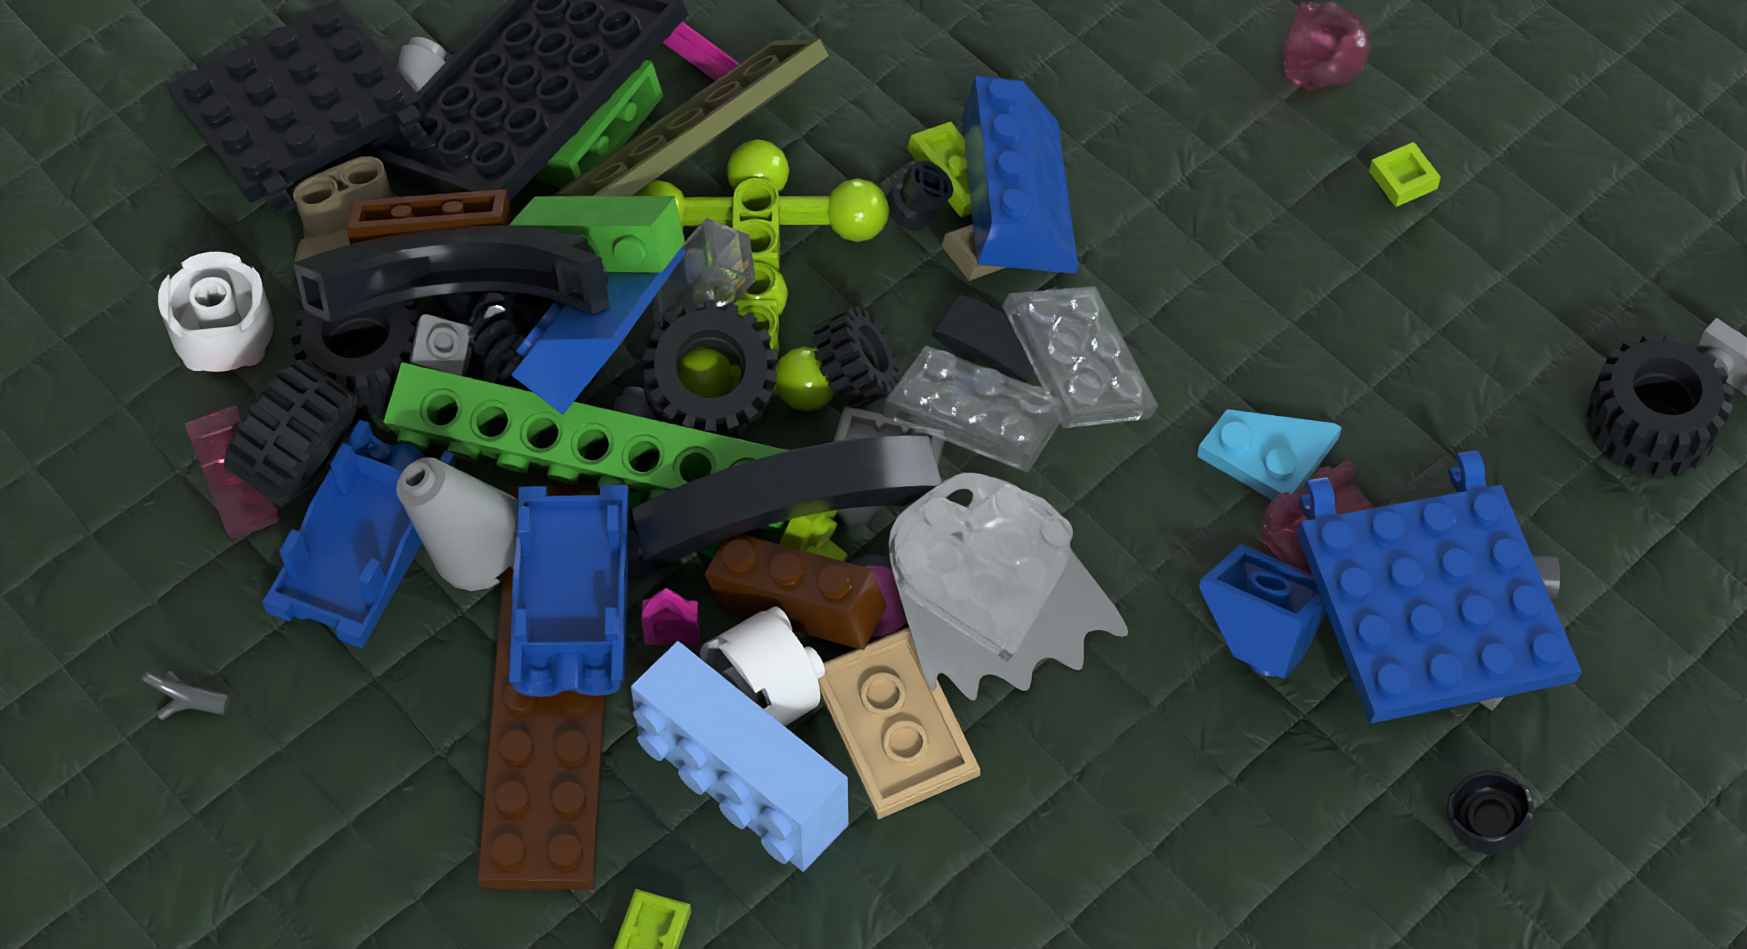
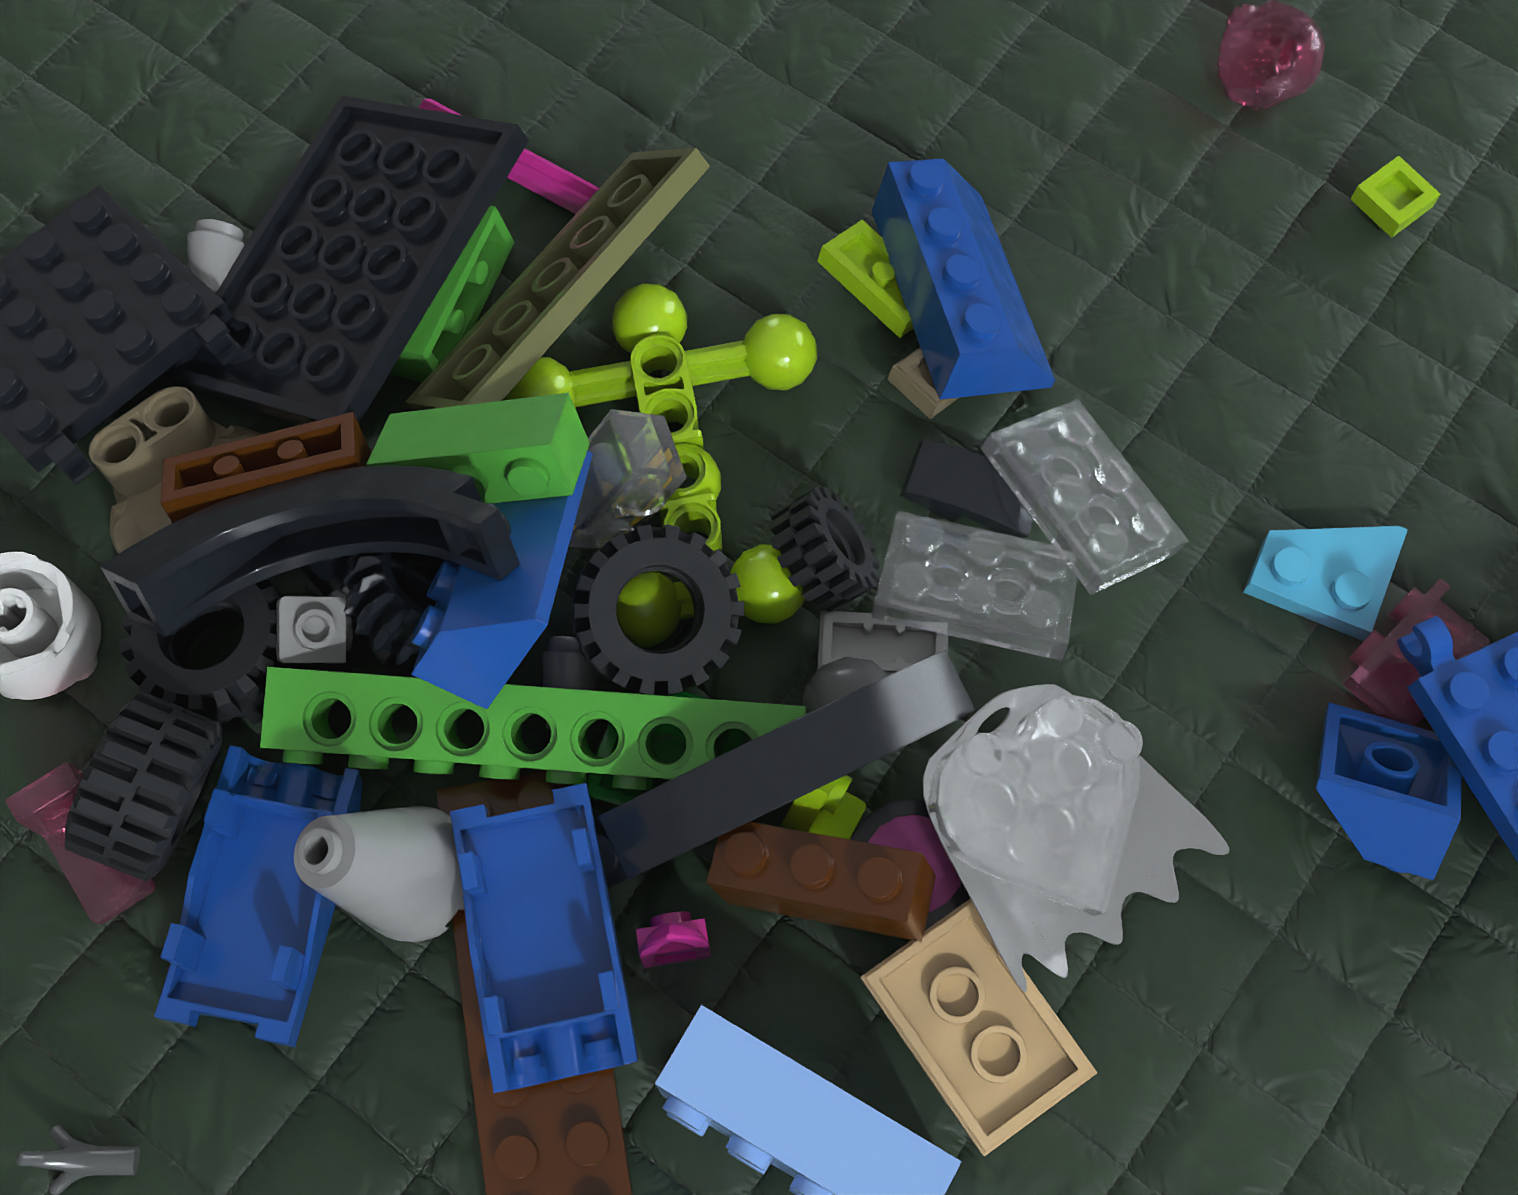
camera: 10 degrees left, 10 degrees up
(768, 664) = (809, 1000): white brick -> none
(925, 190) = (851, 317): black wheel -> none

